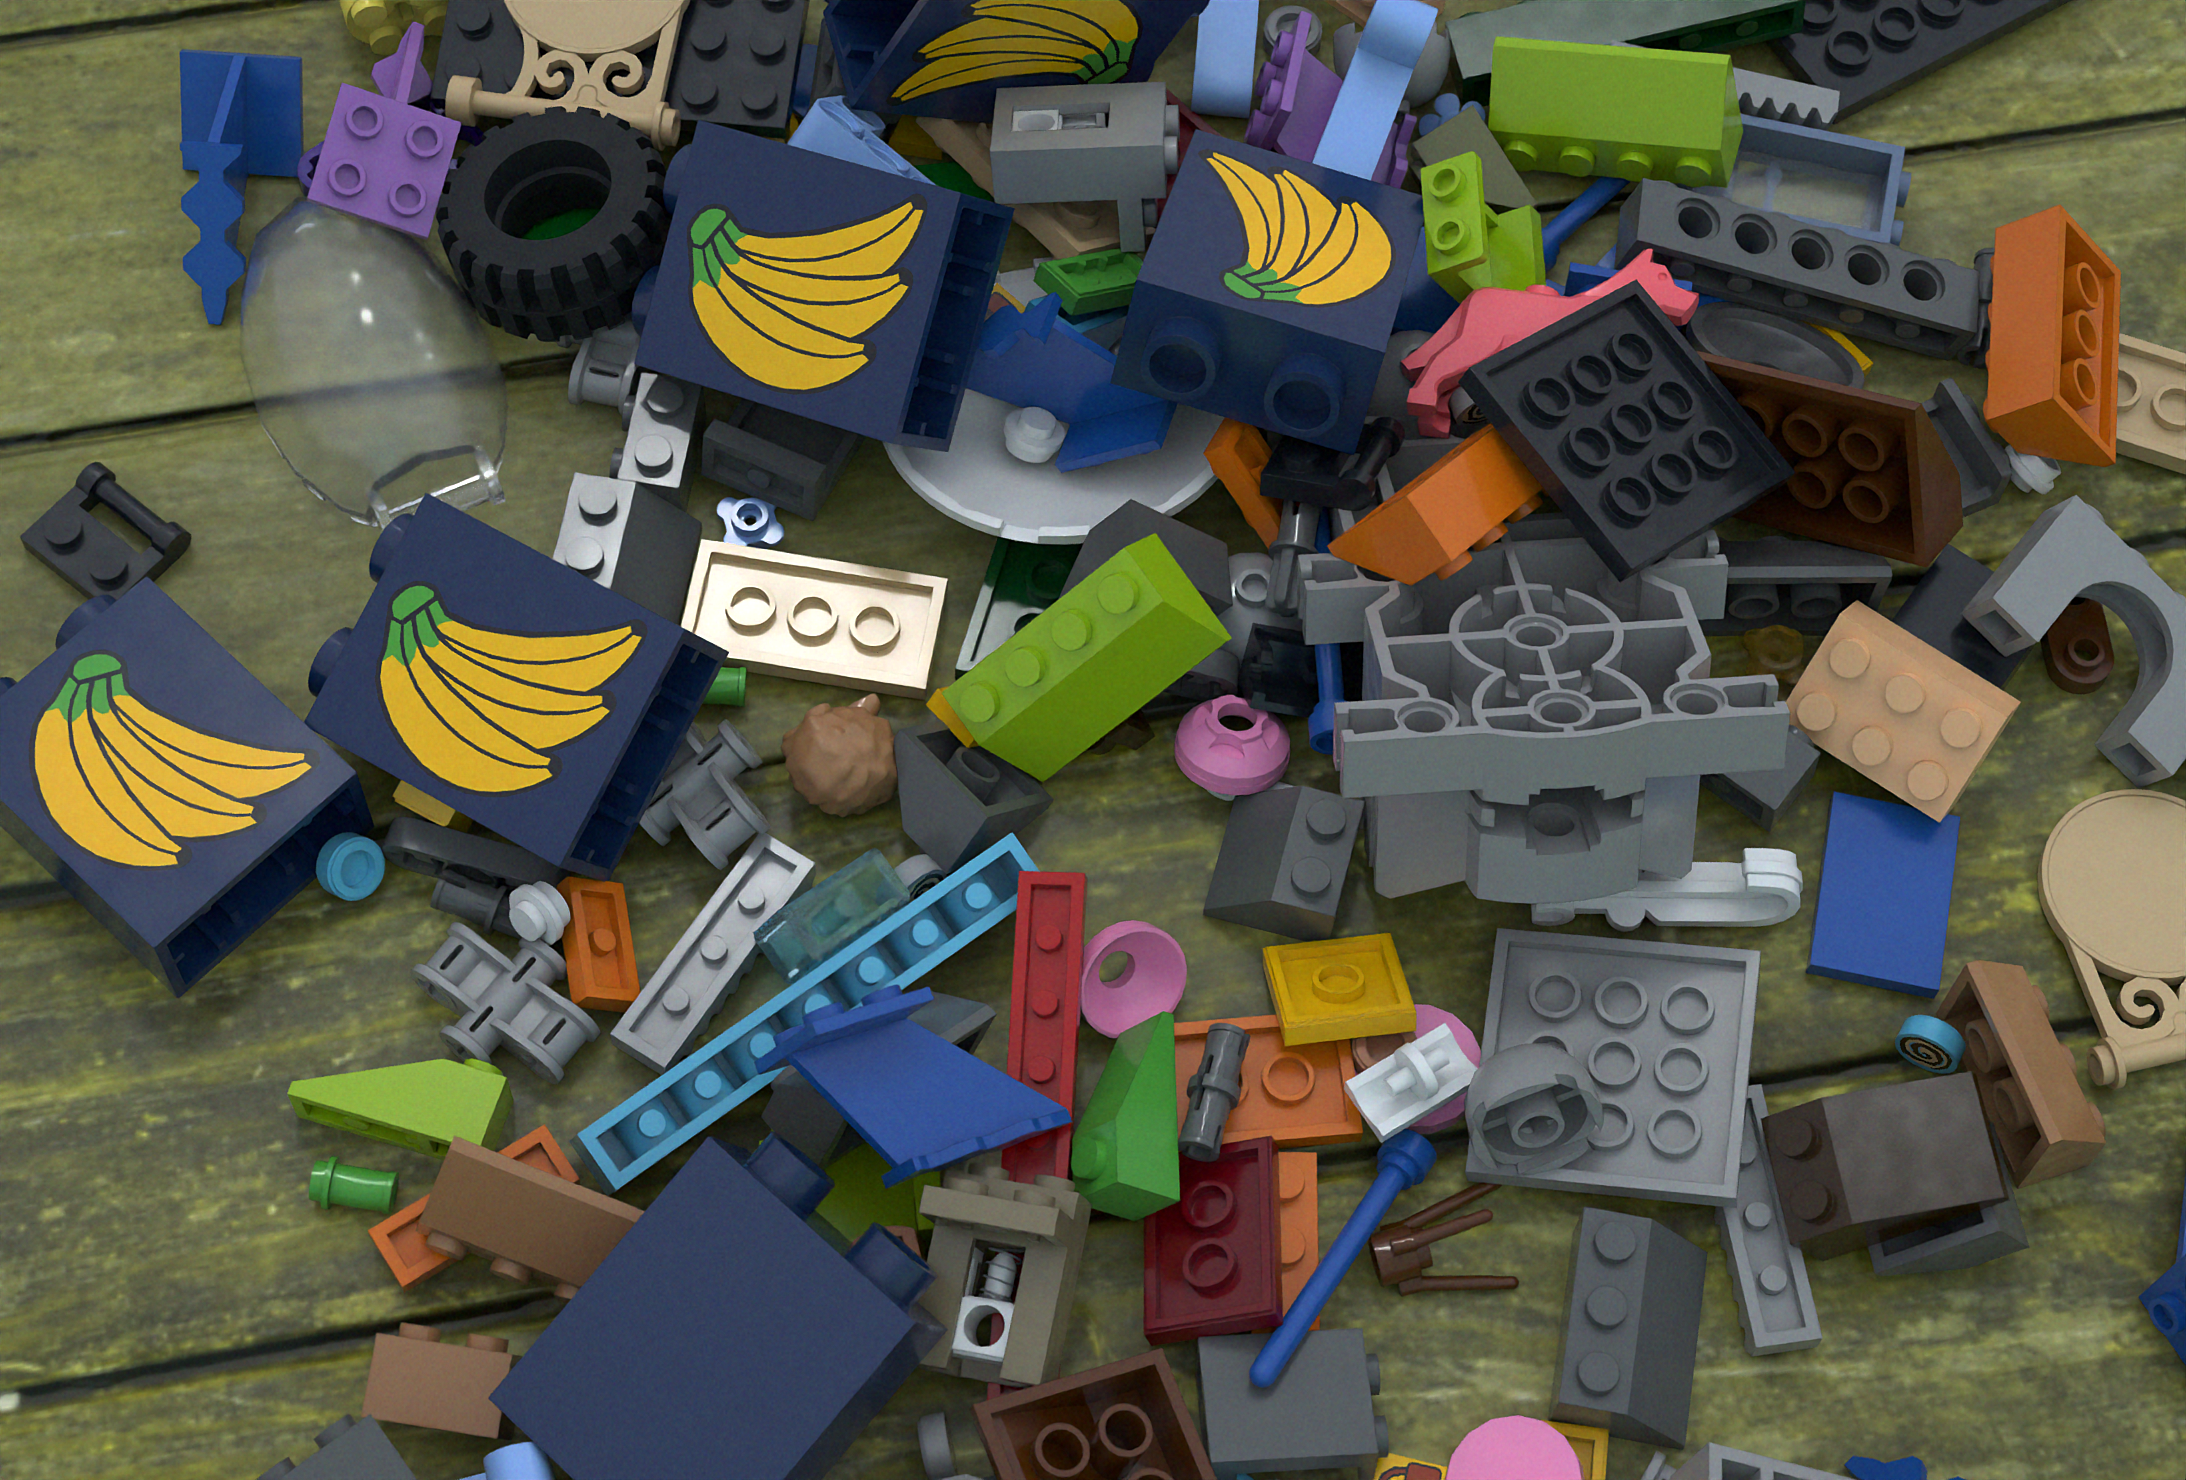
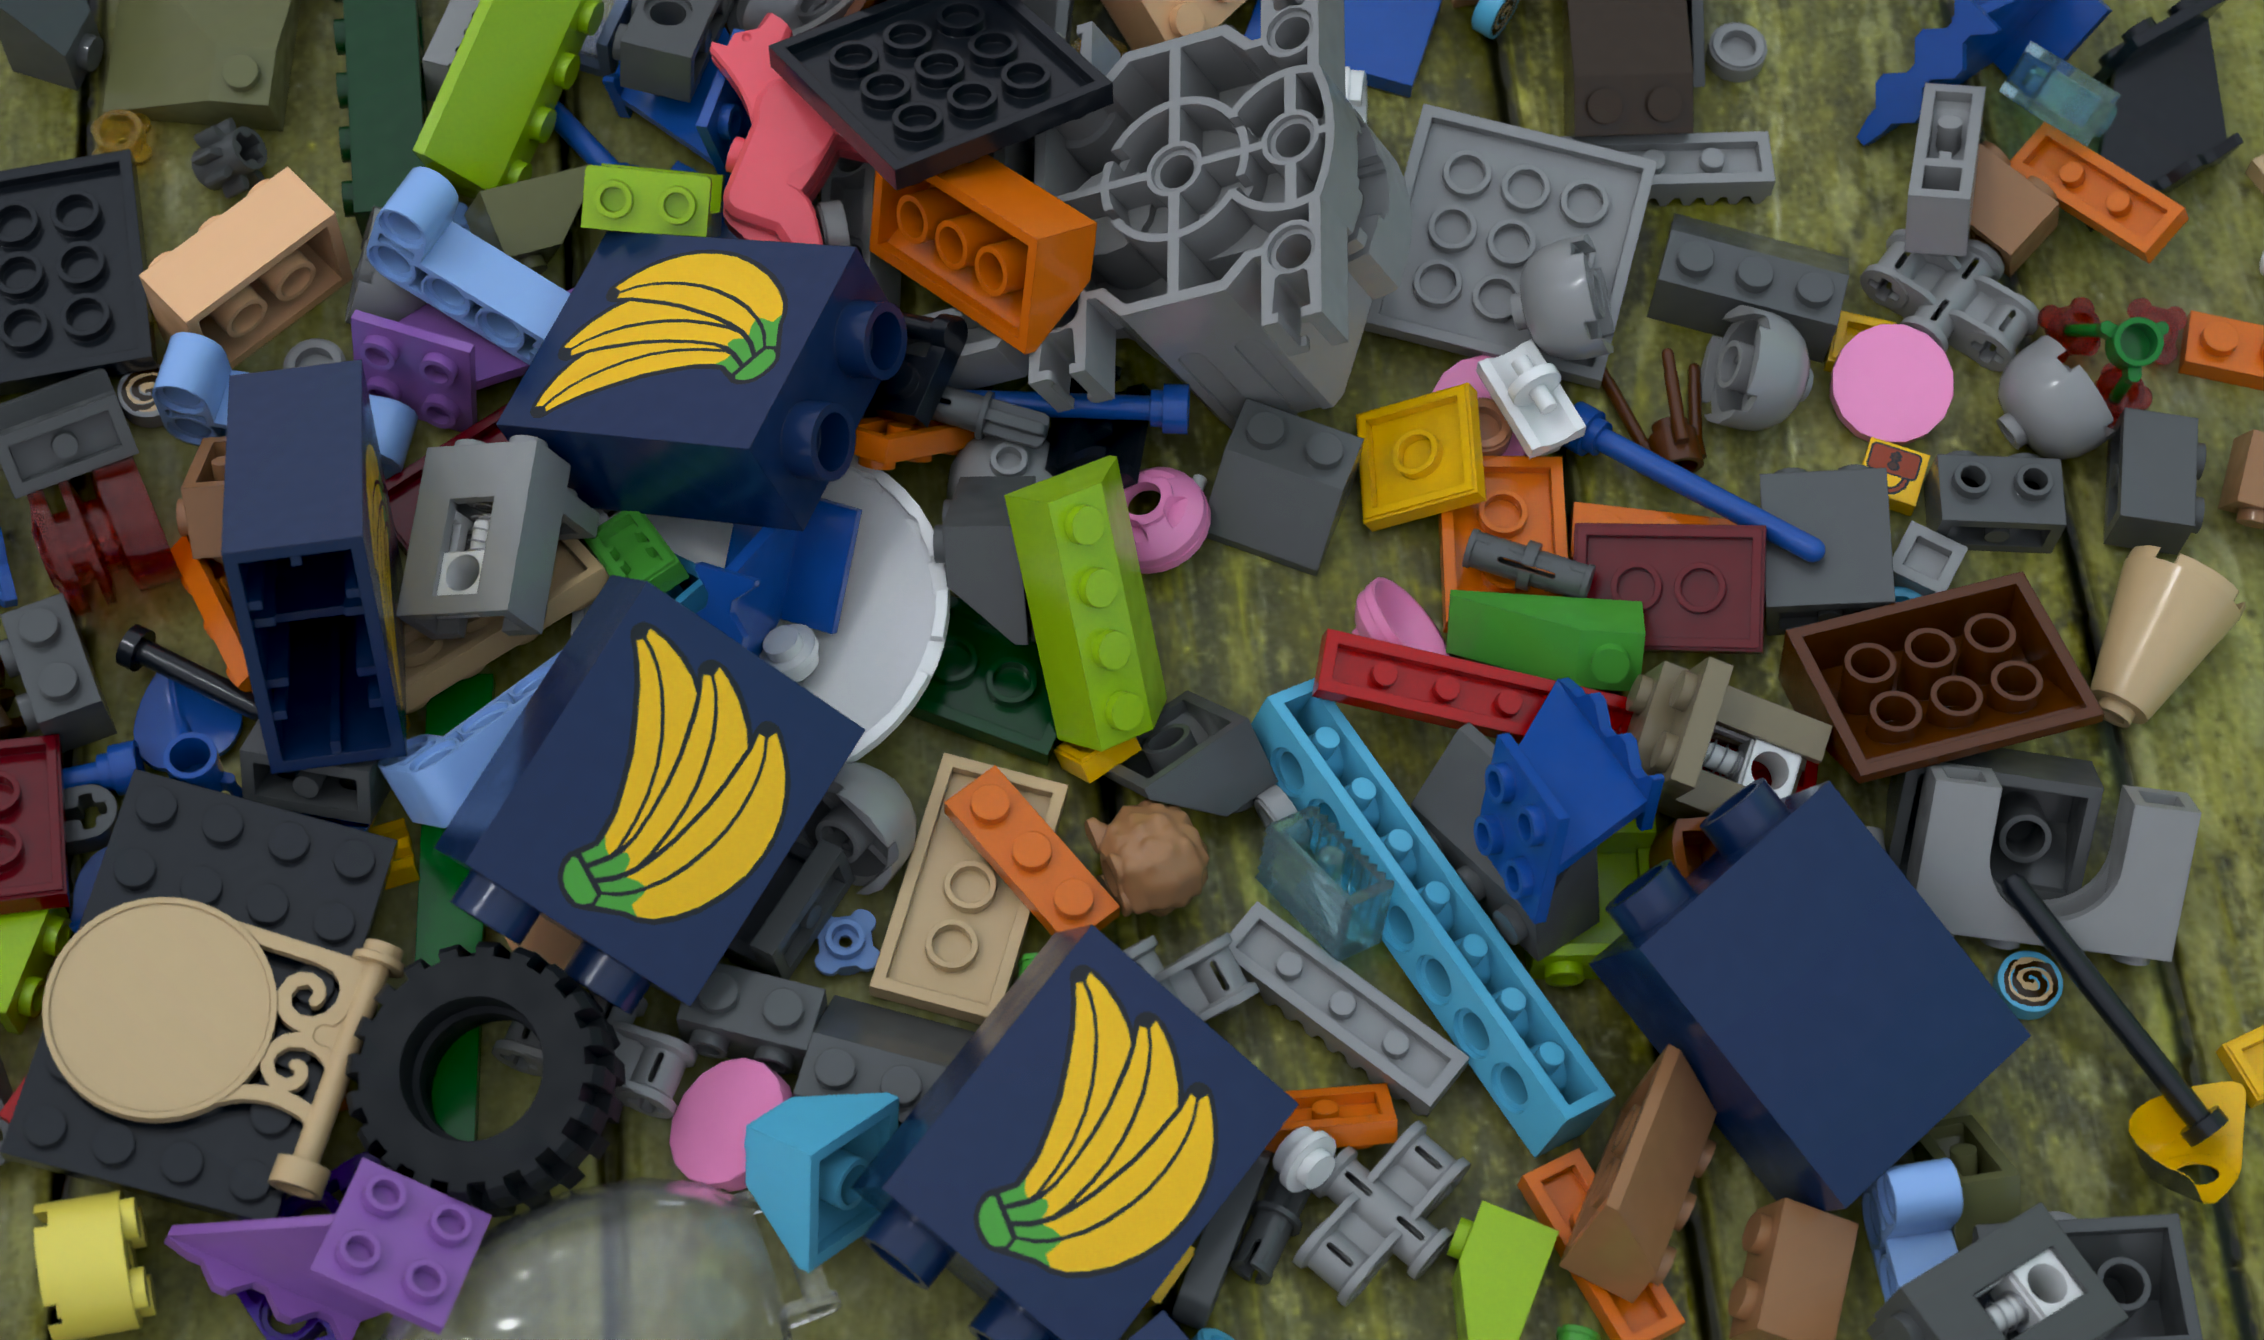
camera: 85 degrees left, 0 degrees up
(508, 484) = (807, 1160): none -> medium azure slope
(554, 441) = (713, 1119): none -> bright pink tile
(838, 655) = (1029, 855): none -> orange plate
(866, 510) = (867, 818): none -> light grey cylinder
(1498, 1334) = (1755, 370): none -> light grey cylinder
(1940, 1316) = (1736, 52): none -> light grey tile

